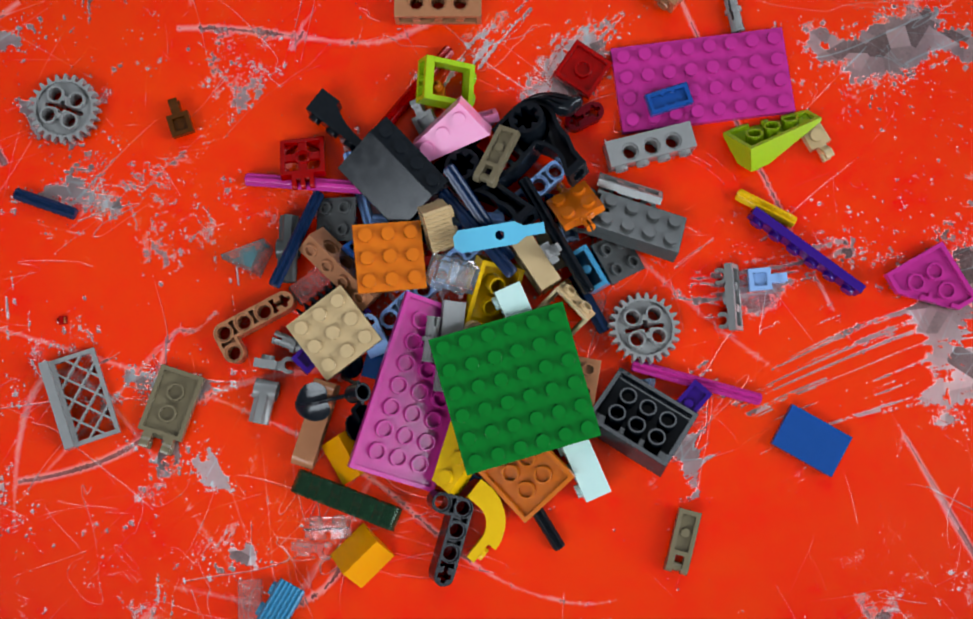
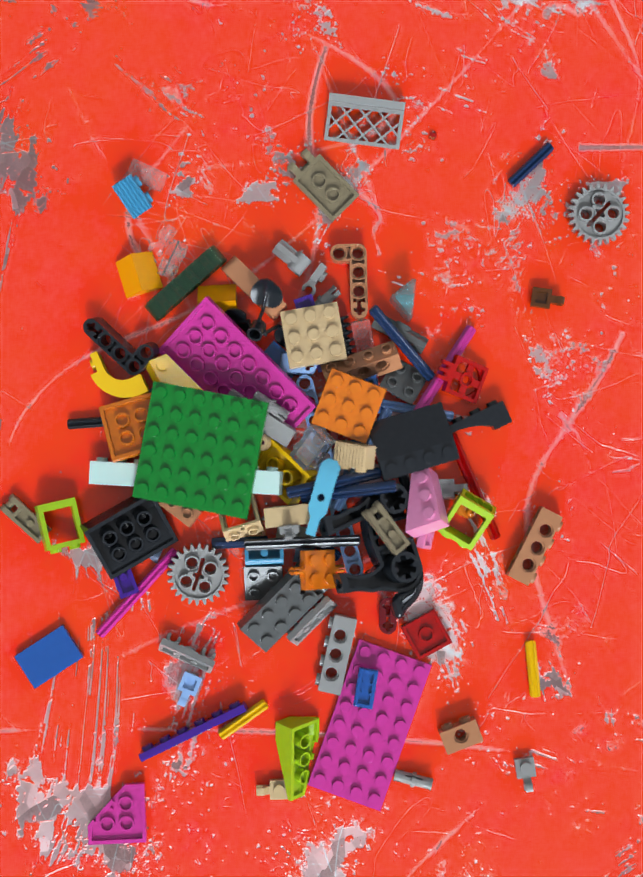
camera: 120 degrees right, 5 degrees up
(664, 527) = (40, 509): none -> lime window

